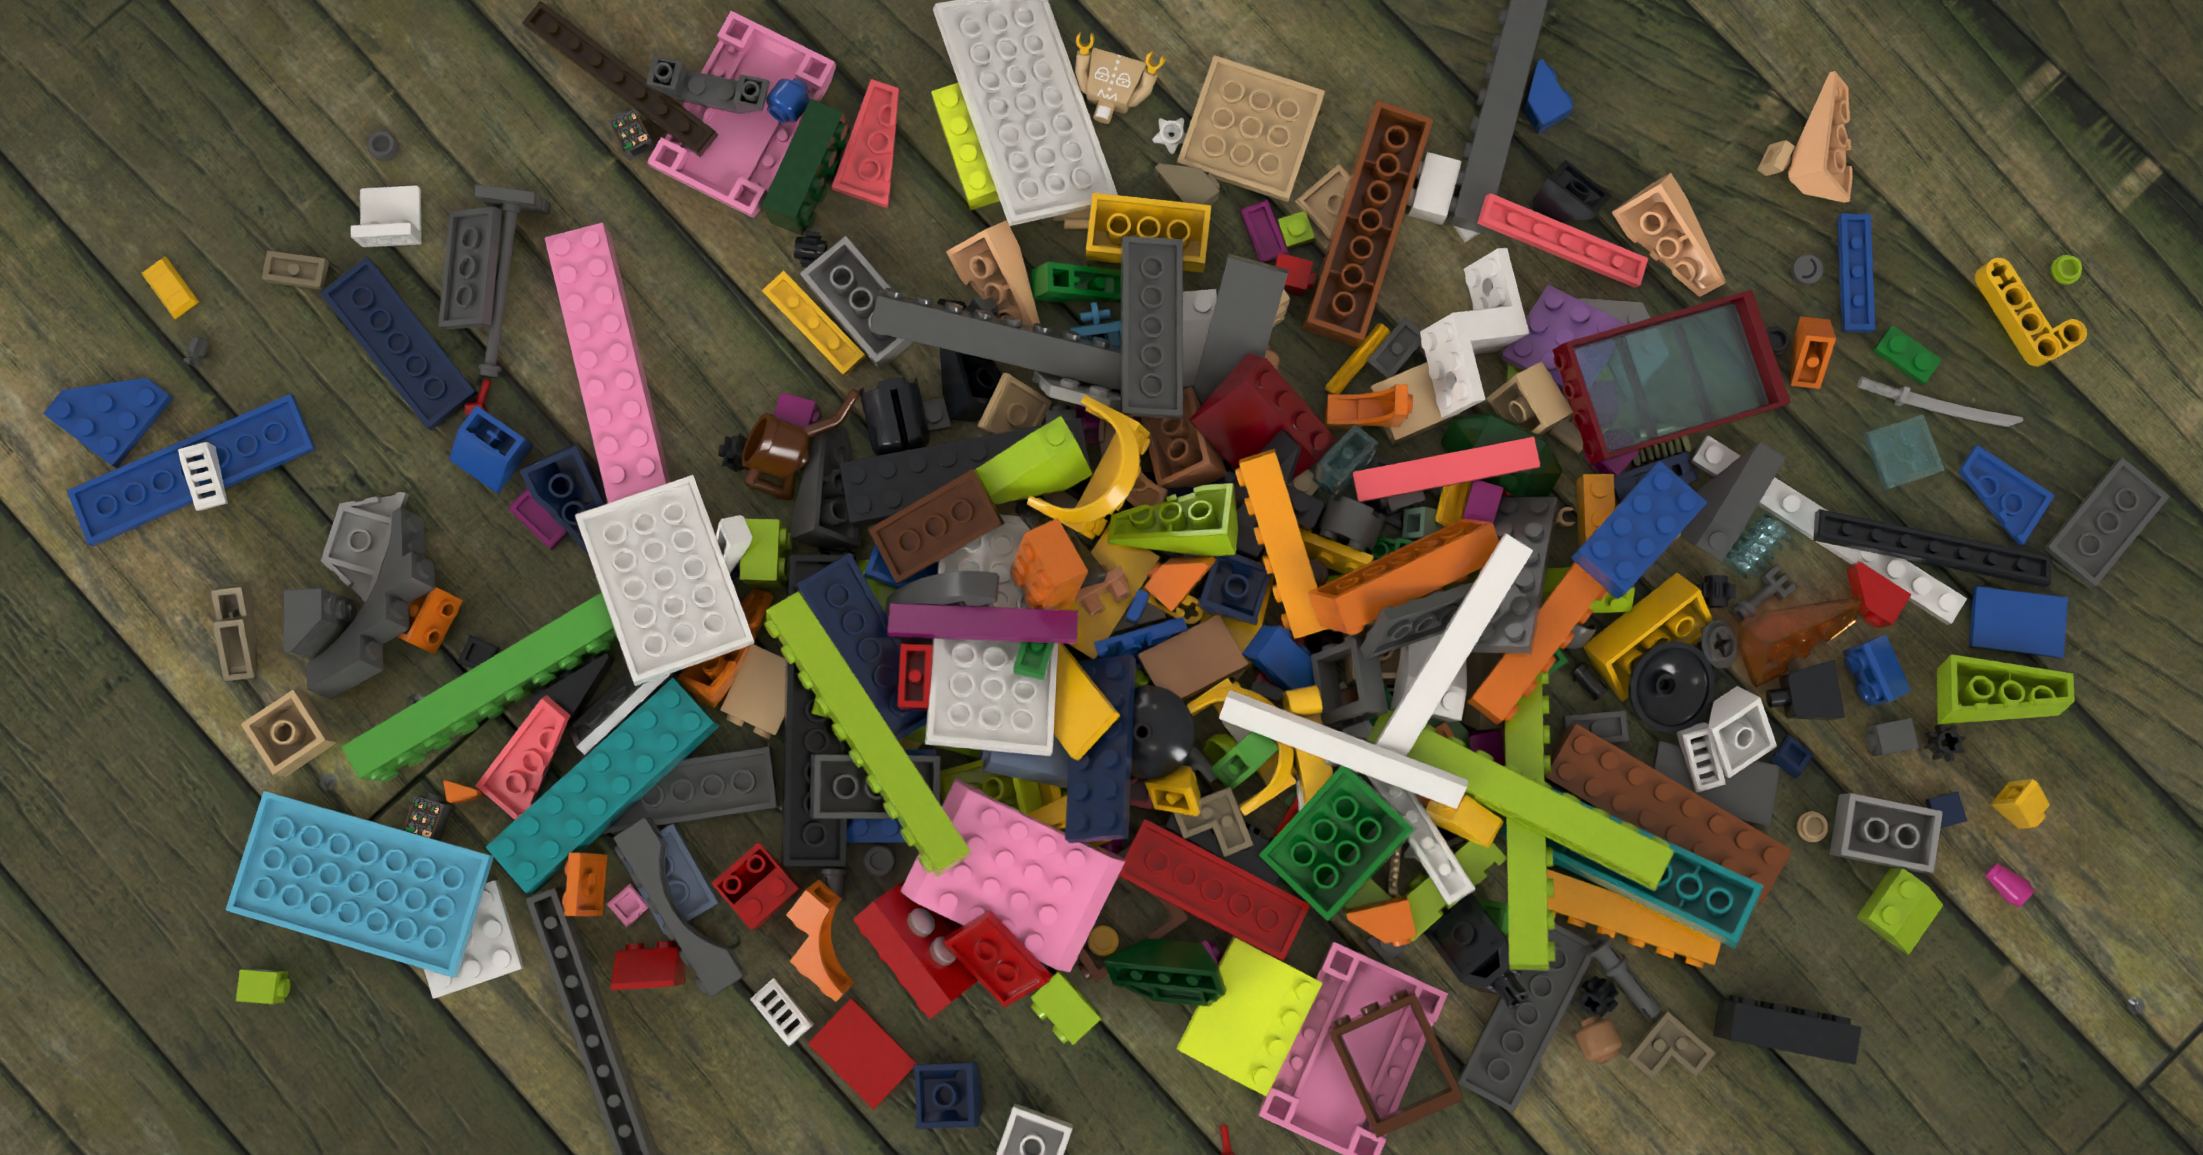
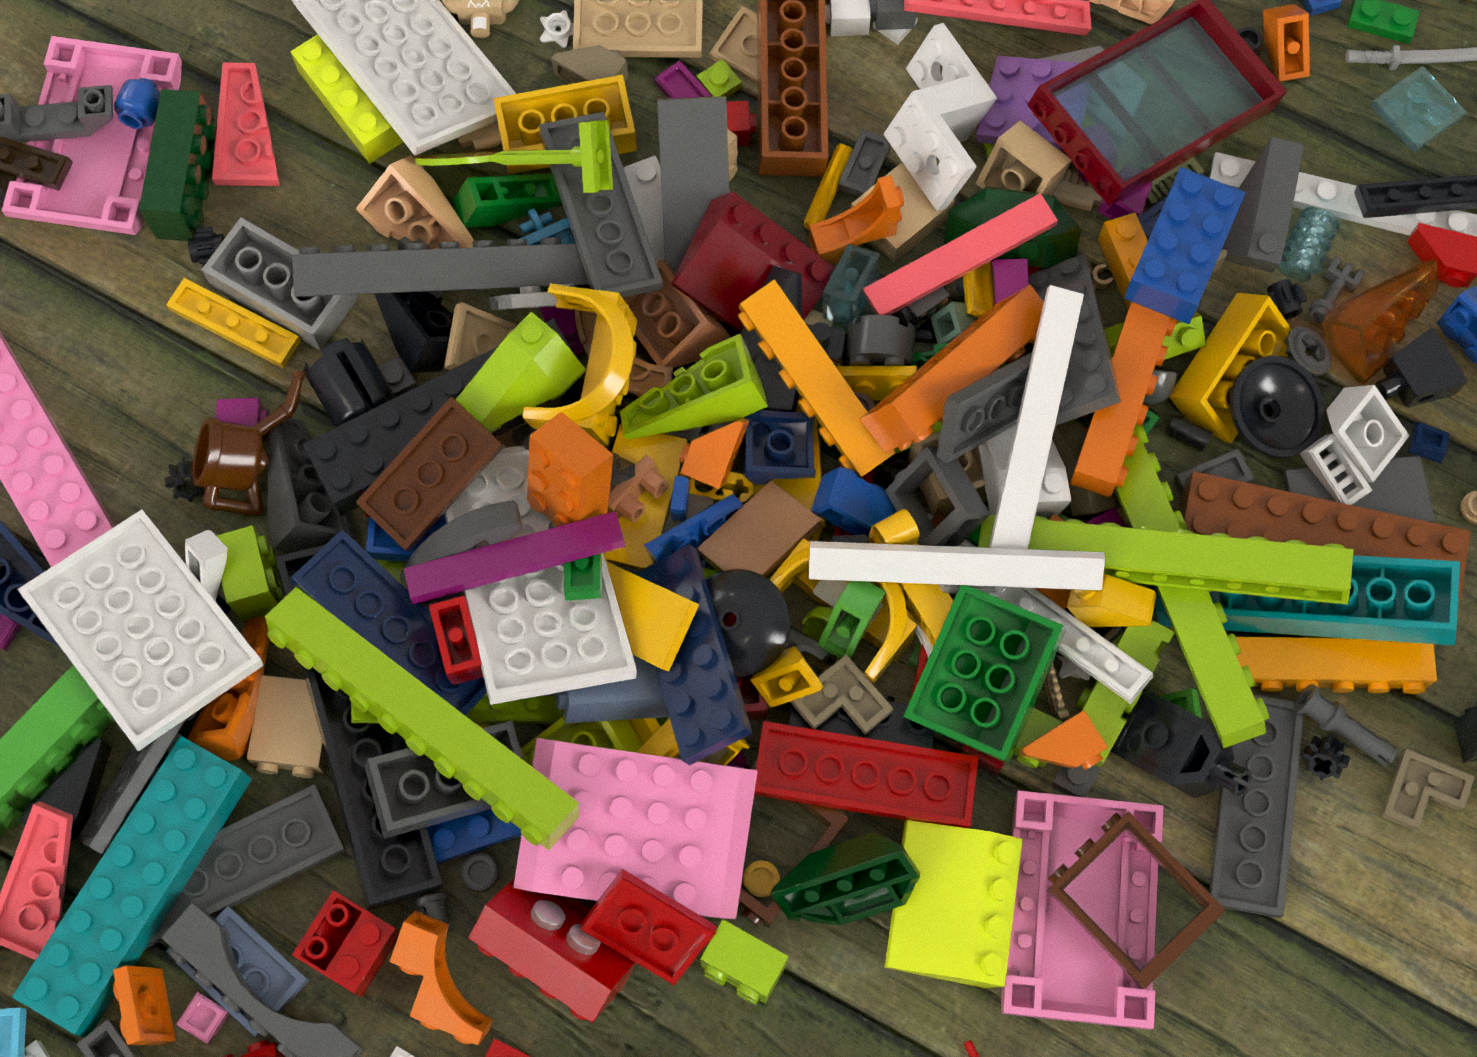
camera: 20 degrees left, 10 degrees down
(1157, 285) = (591, 155): none -> lime piece
(1598, 1040) = (1344, 805): medium nougat head -> none

